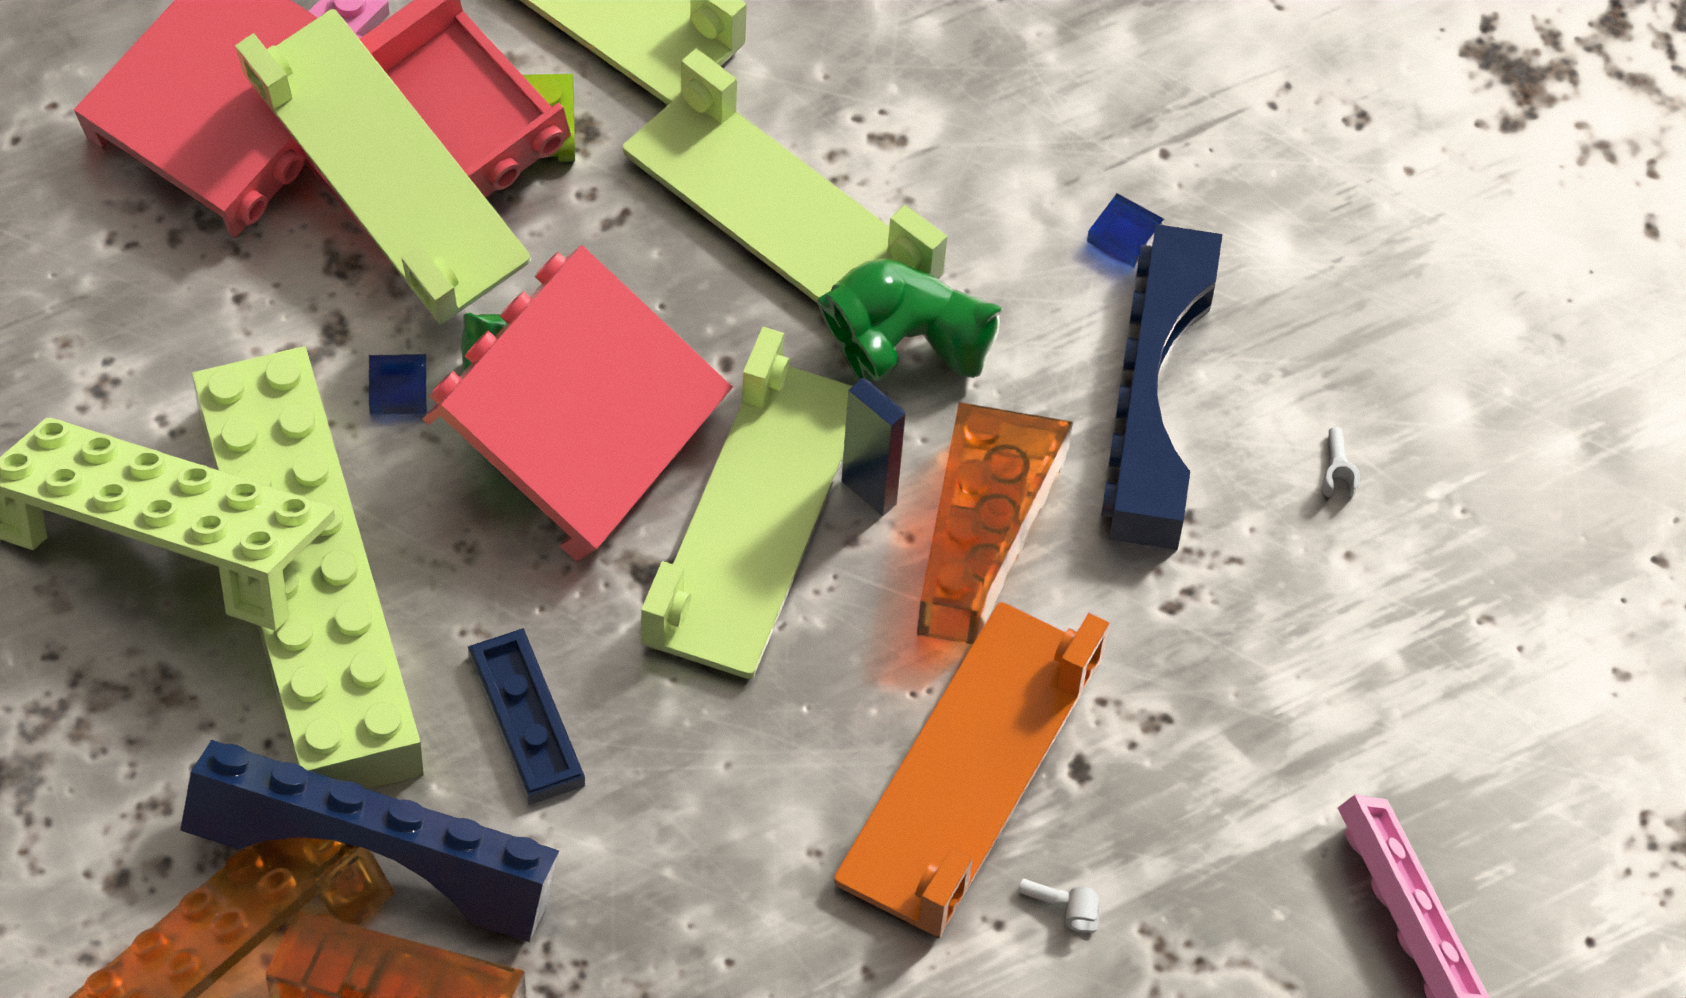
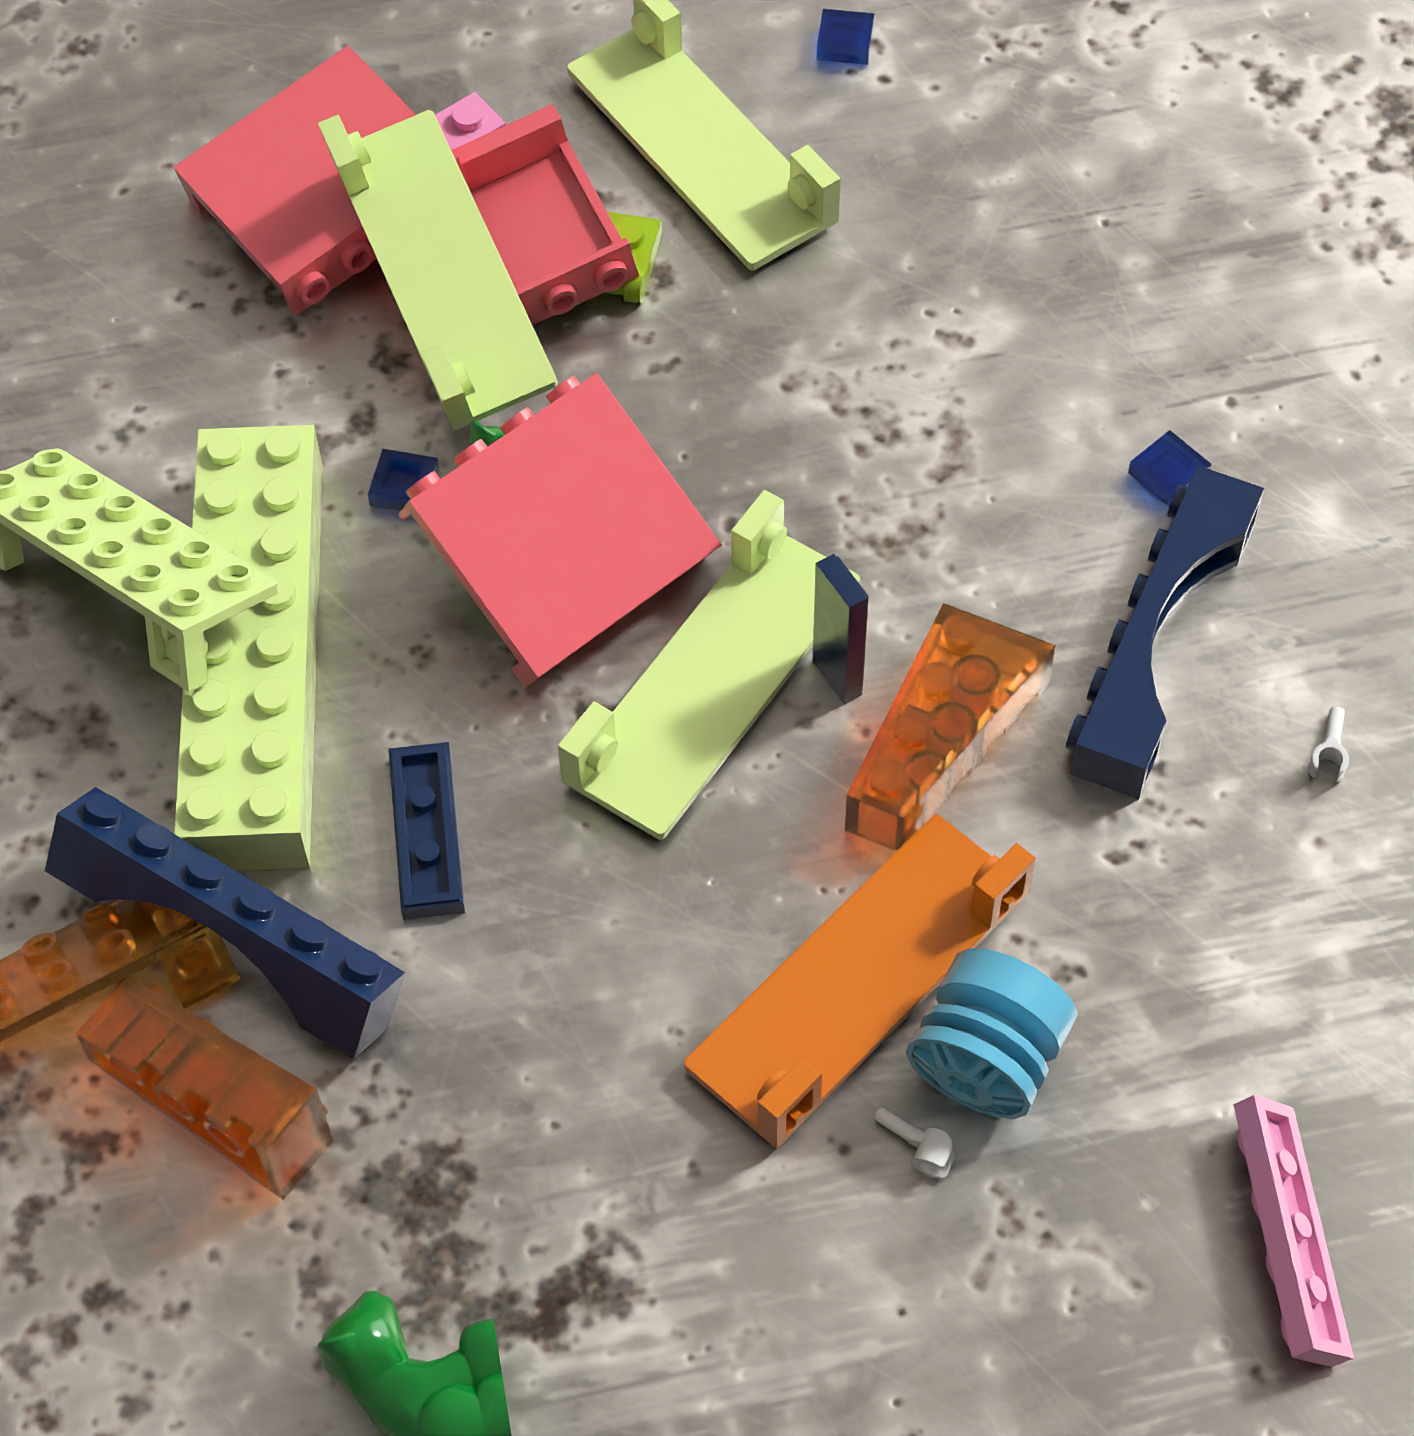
camera: 20 degrees right, 0 degrees up
(767, 193) = (831, 385): yellowish green bracket -> none
(891, 301) = (906, 490): green animal -> none
(1110, 790) = (992, 1033): none -> medium azure wheel

